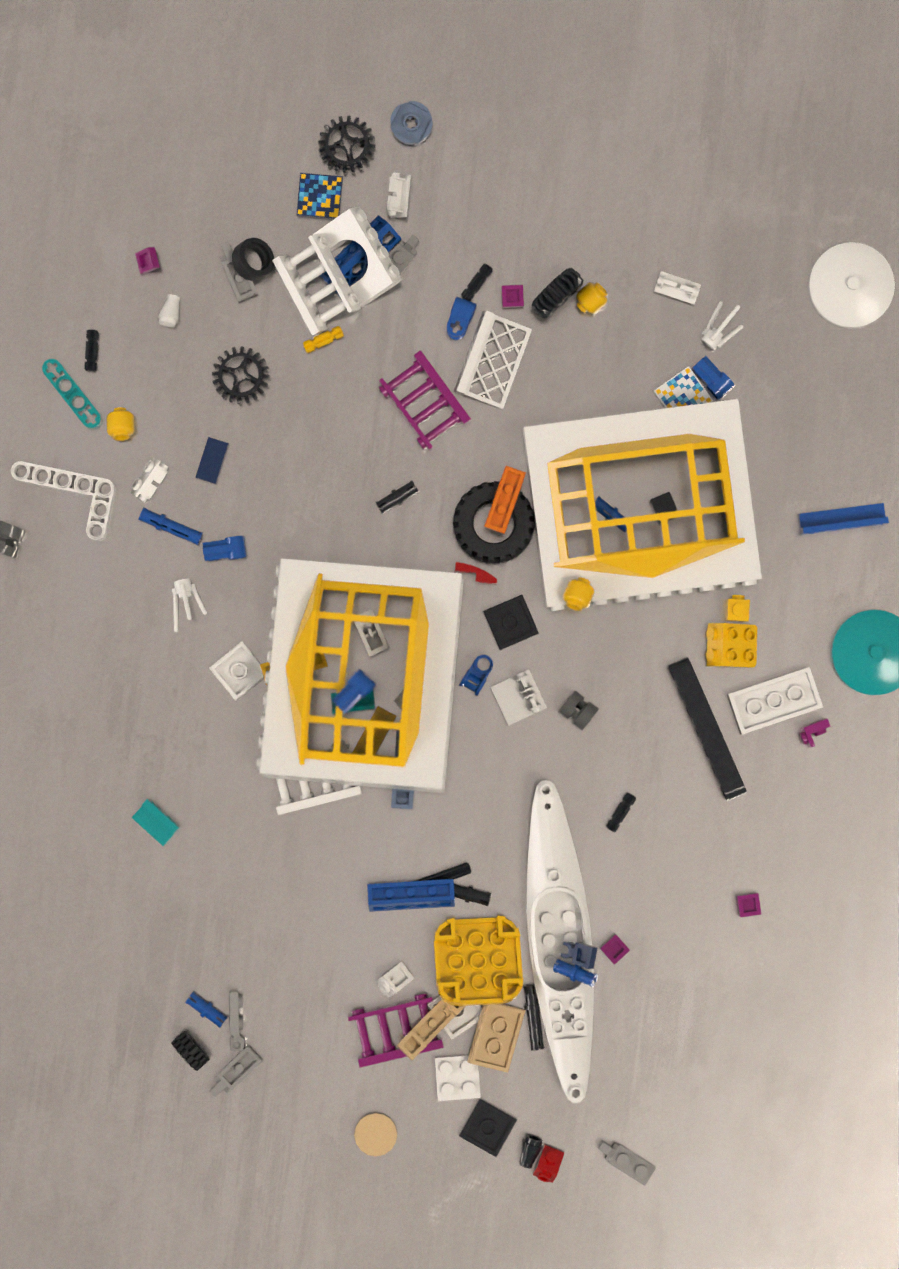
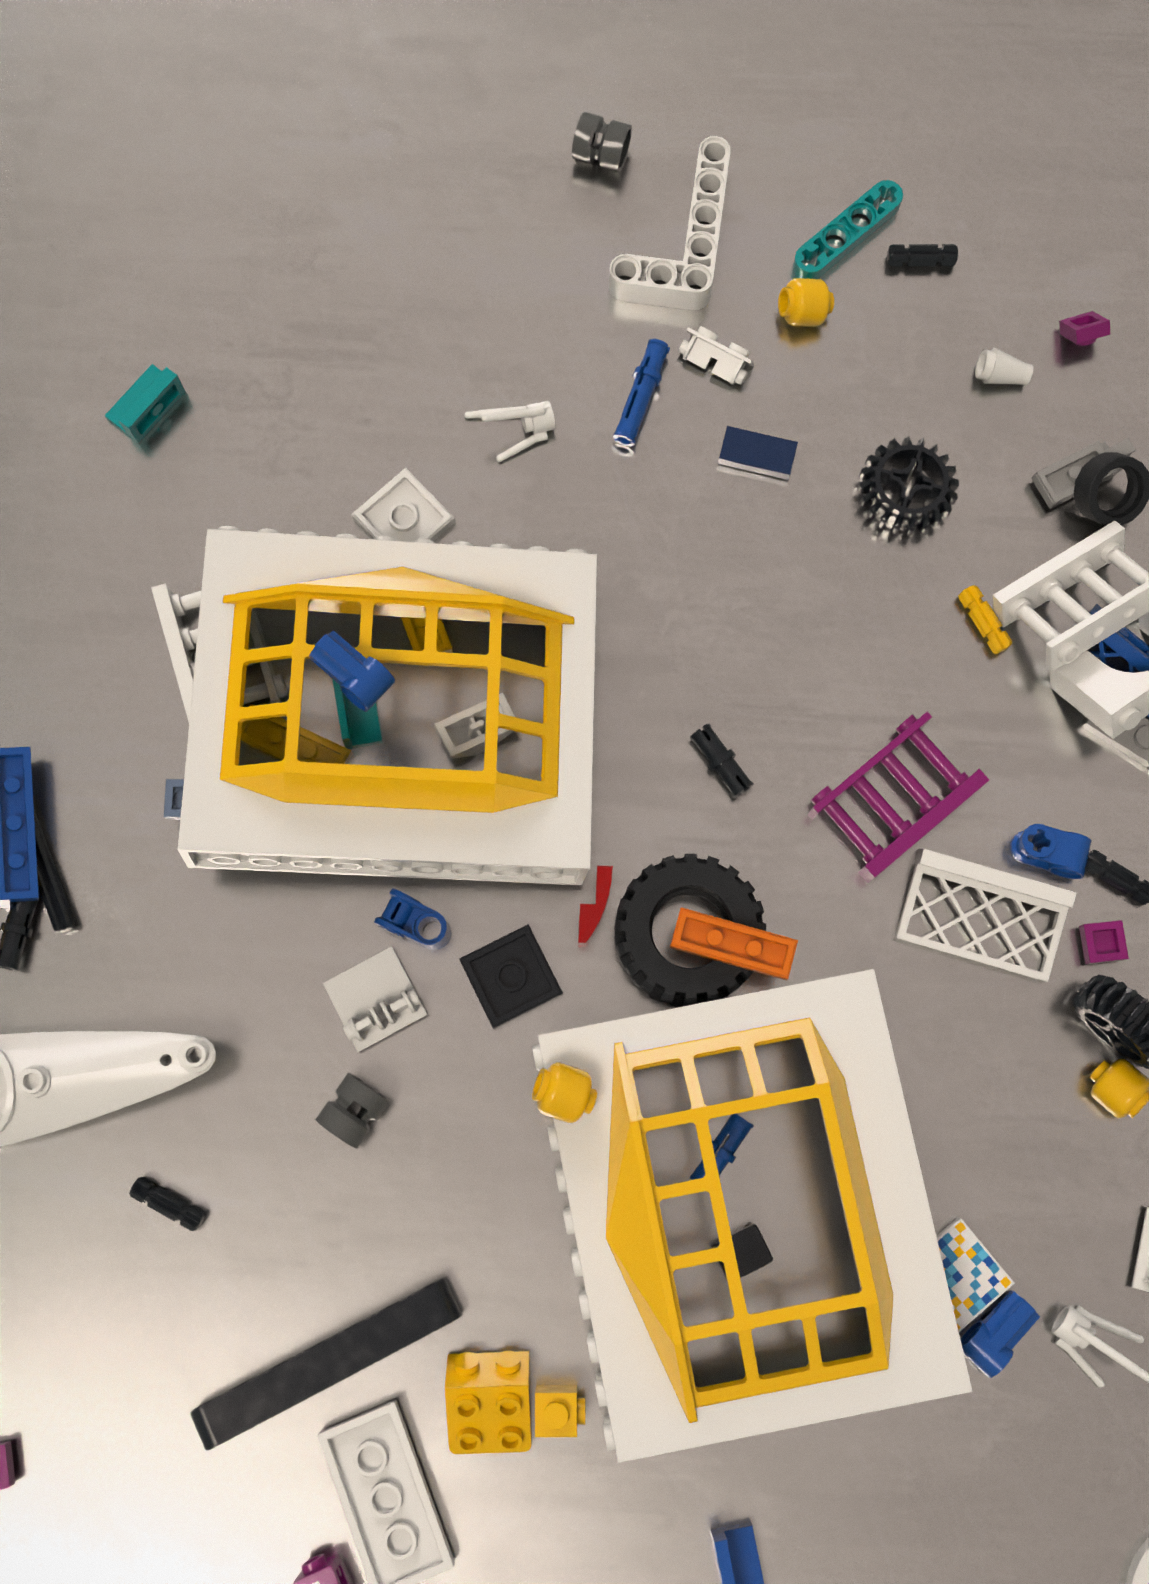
camera: 90 degrees right, 10 degrees down
(229, 548) = (610, 487): blue piece -> none

